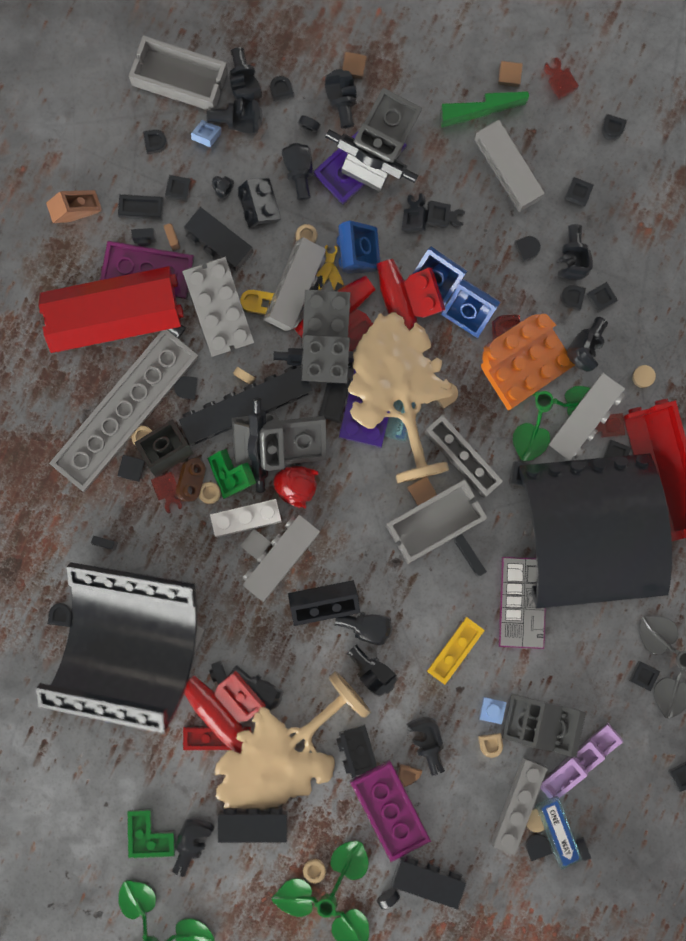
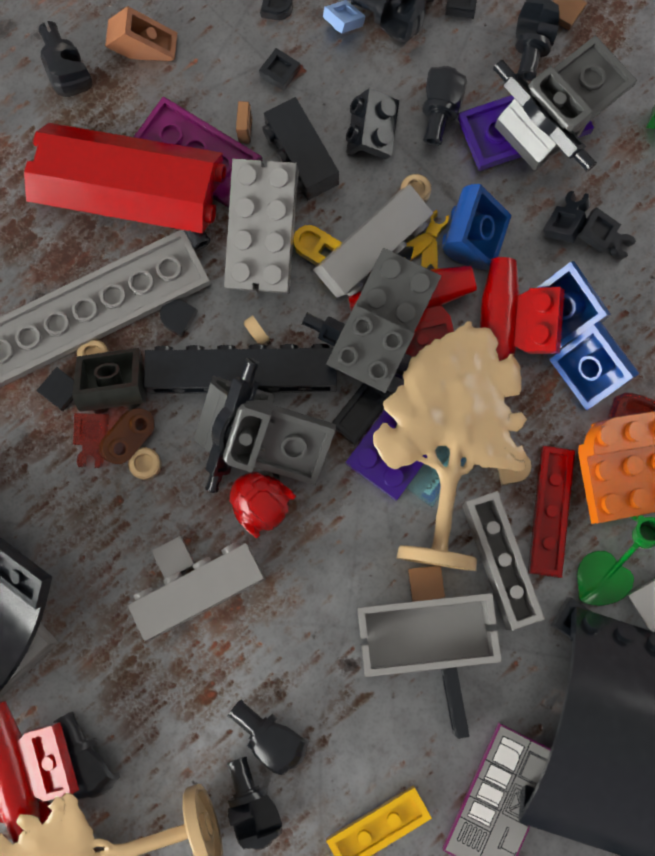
camera: 35 degrees right, 5 degrees down
(33, 255) = (63, 63): none -> black piece
(140, 207) = (223, 73): black tile -> none
(143, 237) = (209, 107): black plate -> none
(217, 672) = (43, 710): black plate -> none
(224, 187) = (336, 87): black tile -> none
(228, 478) = (178, 456): green plate -> none
(245, 518) = (174, 517): white brick -> none
(309, 123) = (478, 54): black tile -> none
(324, 603) = (225, 679): black brick -> none
(481, 412) = (551, 512): none -> red tile

